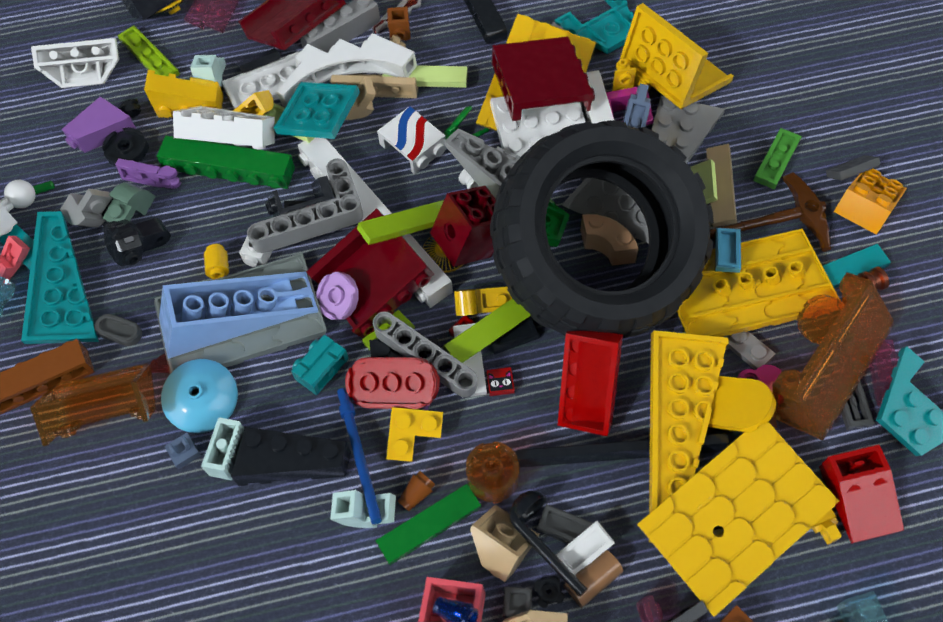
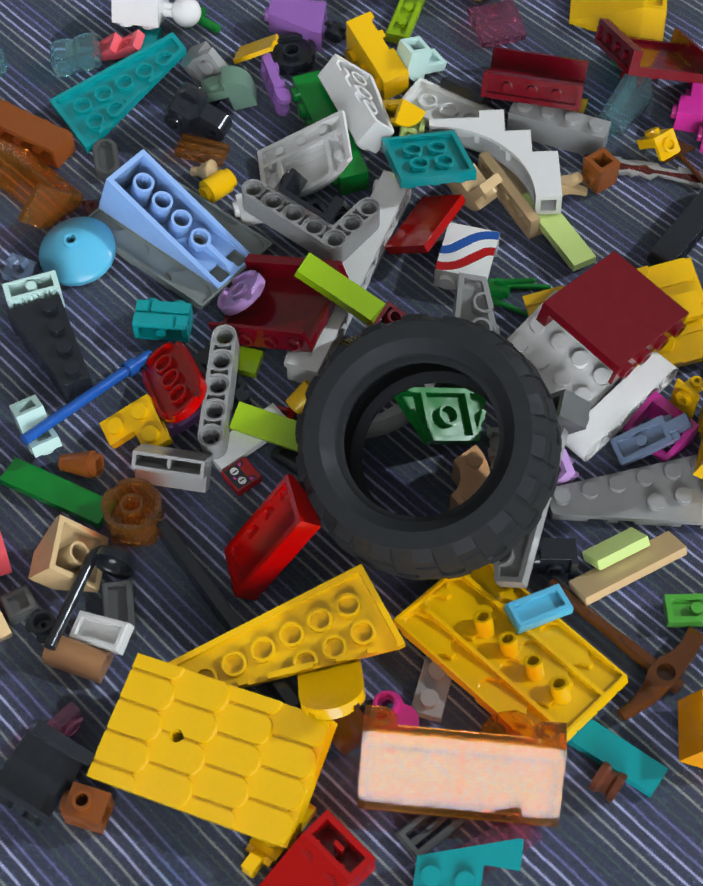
camera: 55 degrees right, 5 degrees down
(102, 166) = (256, 48): none -> yellow piece
(167, 253) = (203, 147): none -> clear orange tile
(193, 263) = (204, 170): none -> tan rock
(244, 184) = (316, 152): none -> white slope
(364, 146) = (425, 224): none -> red tile
(468, 422) = (173, 467): none -> light grey piece

